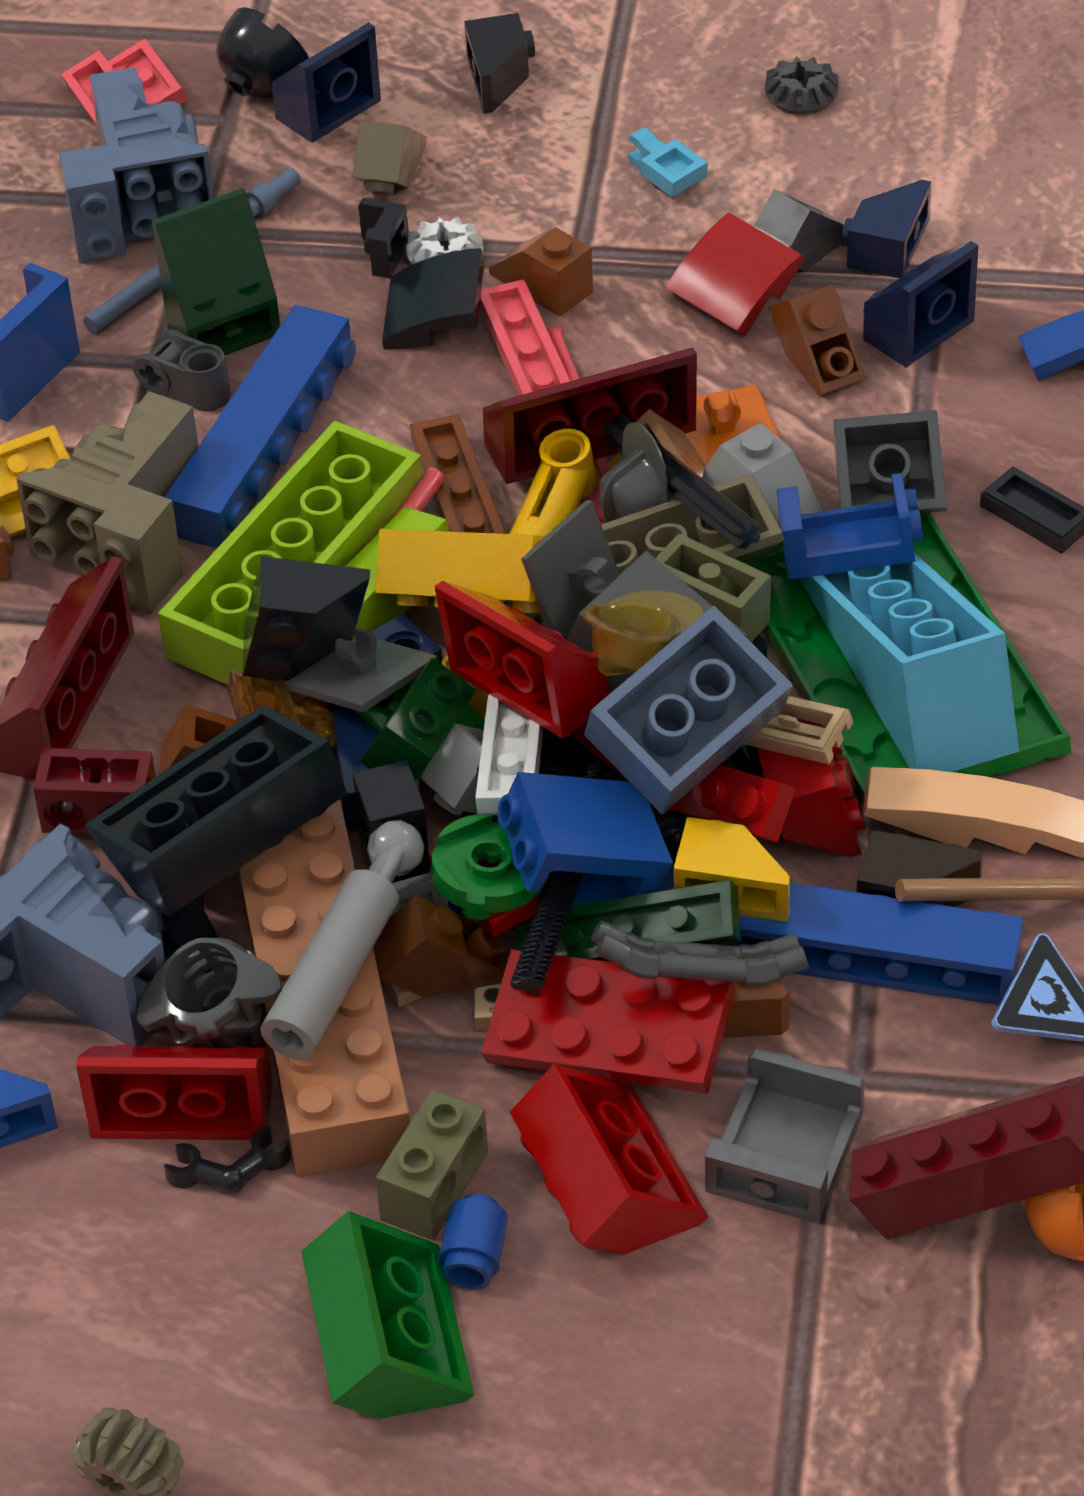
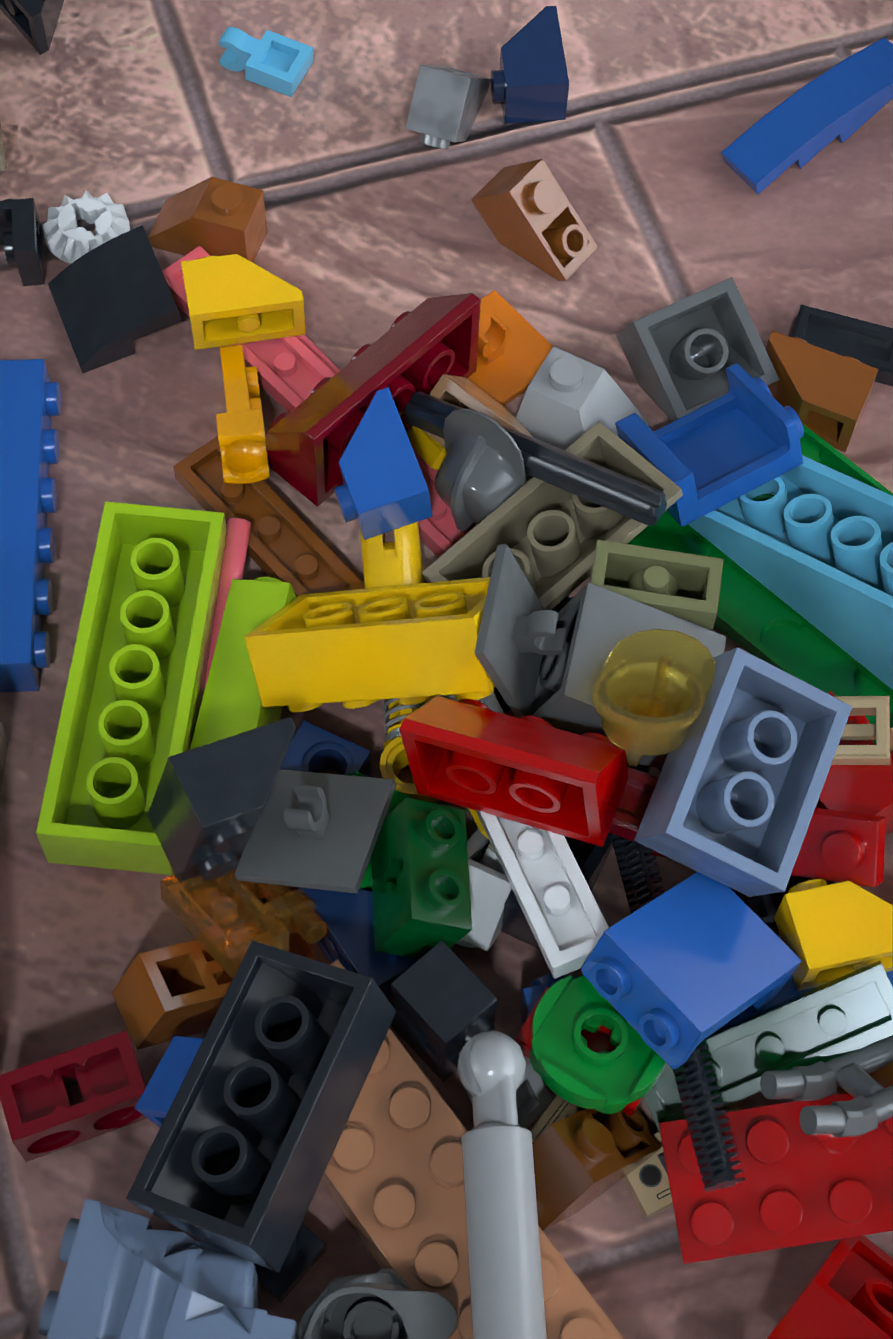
camera: 30 degrees left, 15 degrees up
(465, 402) = (242, 427): none -> light orange plate
(522, 321) = (239, 302): none -> yellow slope
(550, 453) = (382, 473): none -> blue slope
(735, 272) = (412, 168): red slope -> none
(924, 305) = (618, 146): dark blue slope -> none
(987, 530) = (820, 386): none -> dark orange slope

